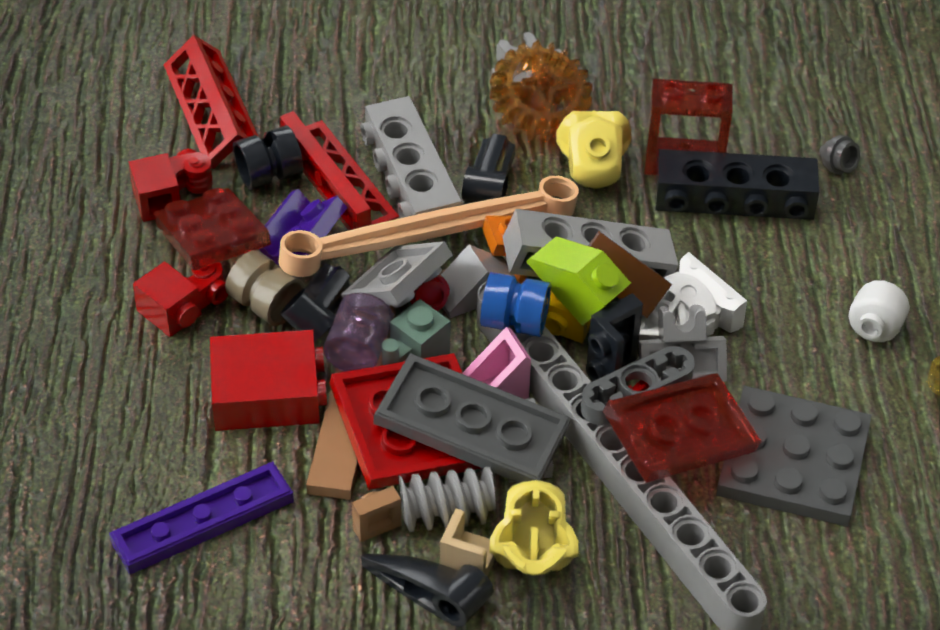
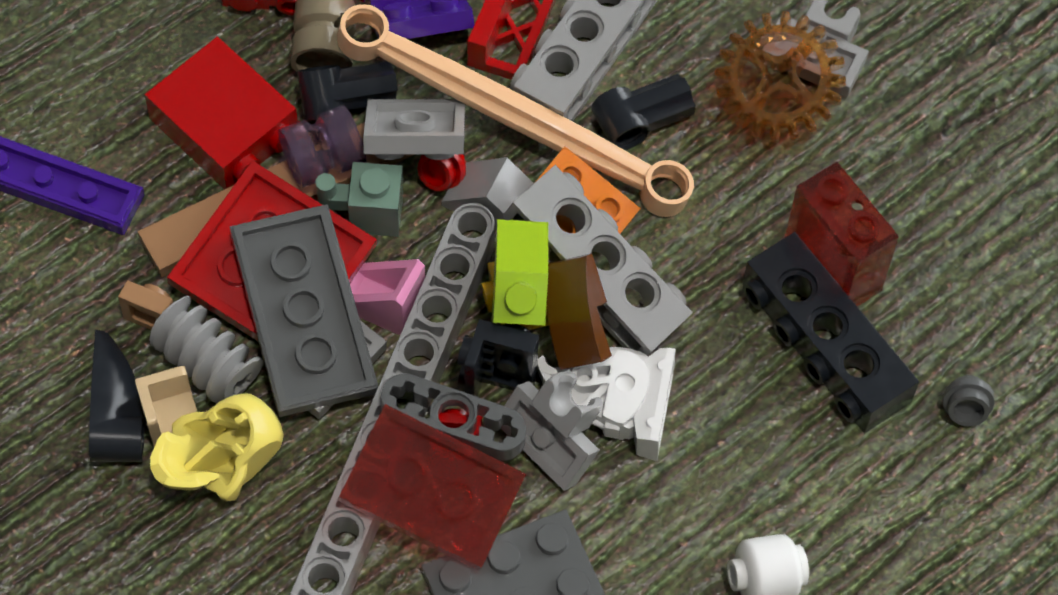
camera: 50 degrees right, 15 degrees up
(515, 304) = (448, 246): blue wheel -> none
(594, 146) = (753, 175): light yellow head -> none

